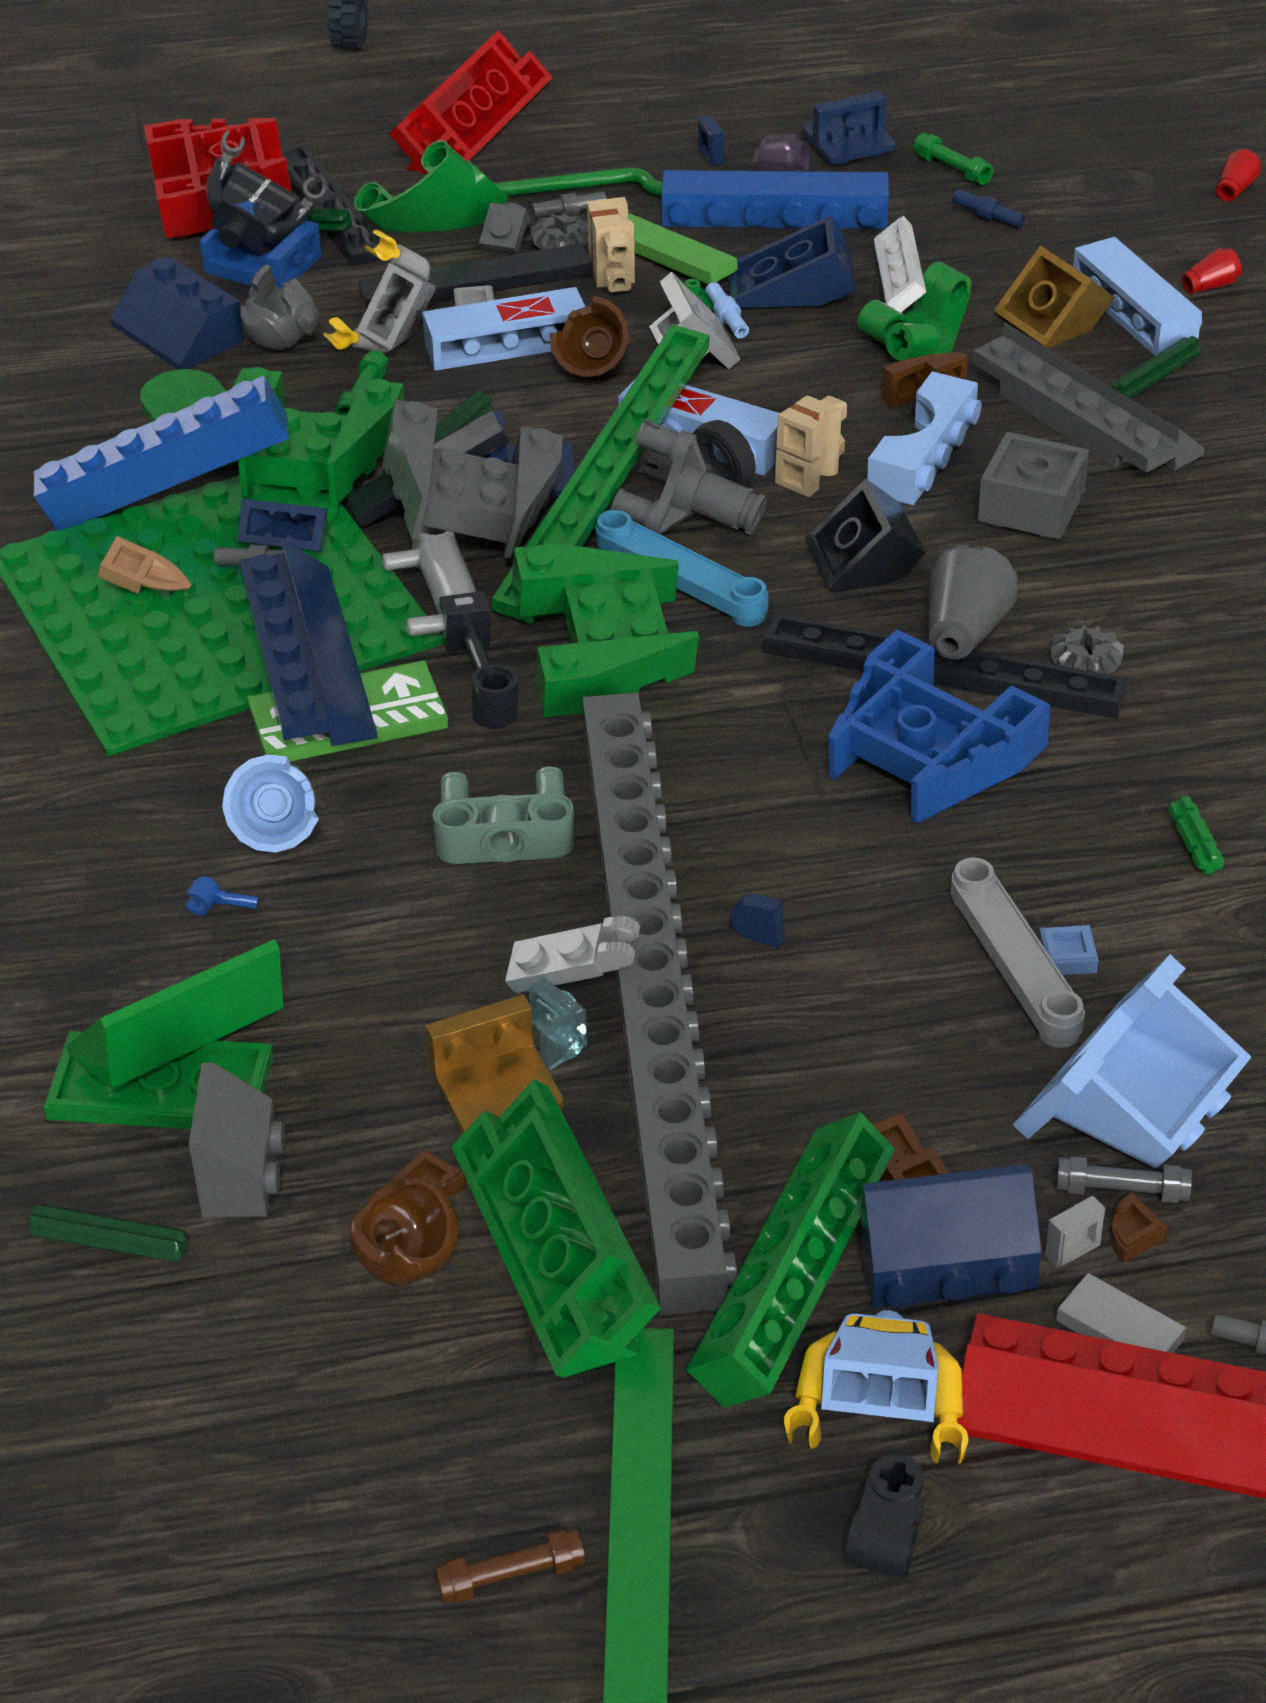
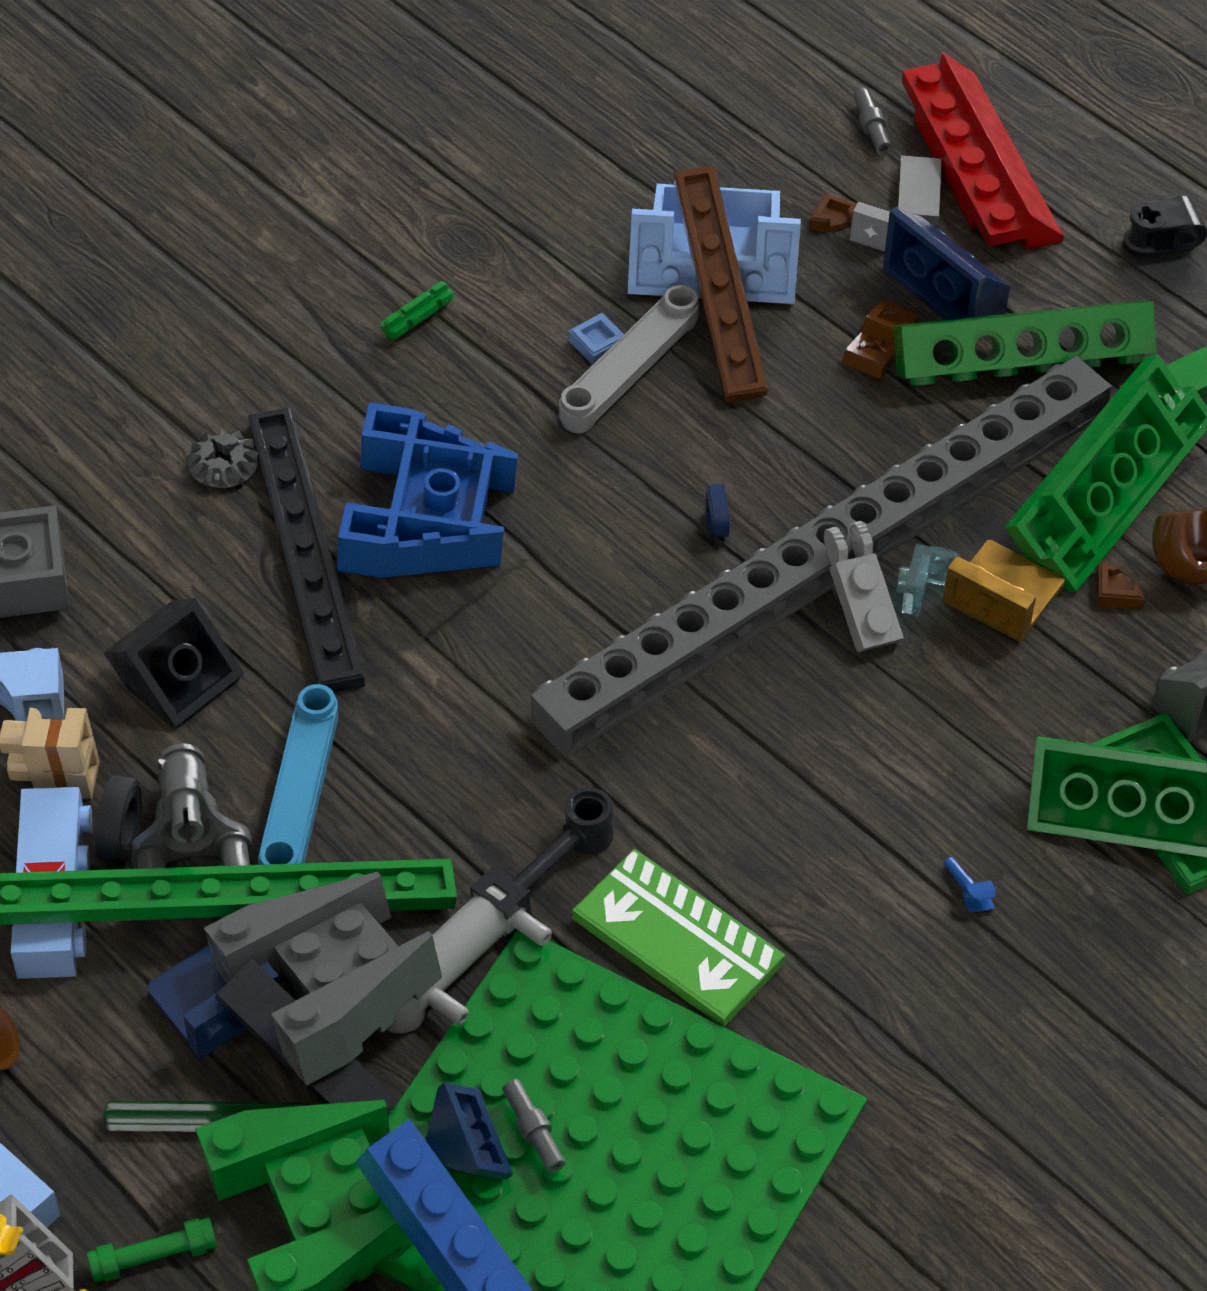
camera: 125 degrees left, 10 degrees up
(135, 567) = (630, 1214): medium nougat plate -> none
(269, 804) = (859, 887): light blue helmet -> none
(305, 648) = (642, 995): dark blue slope -> none
(503, 825) = (744, 724): sand green piece -> none
(610, 618) = (449, 769): green wedge -> none
(881, 1370) = (1073, 265): torso -> none
(968, 598) = (256, 524): dark grey cone -> none
(1057, 1029) = (720, 284): none -> reddish brown tile
(1172, 1183) = (815, 250): dark grey bar -> none

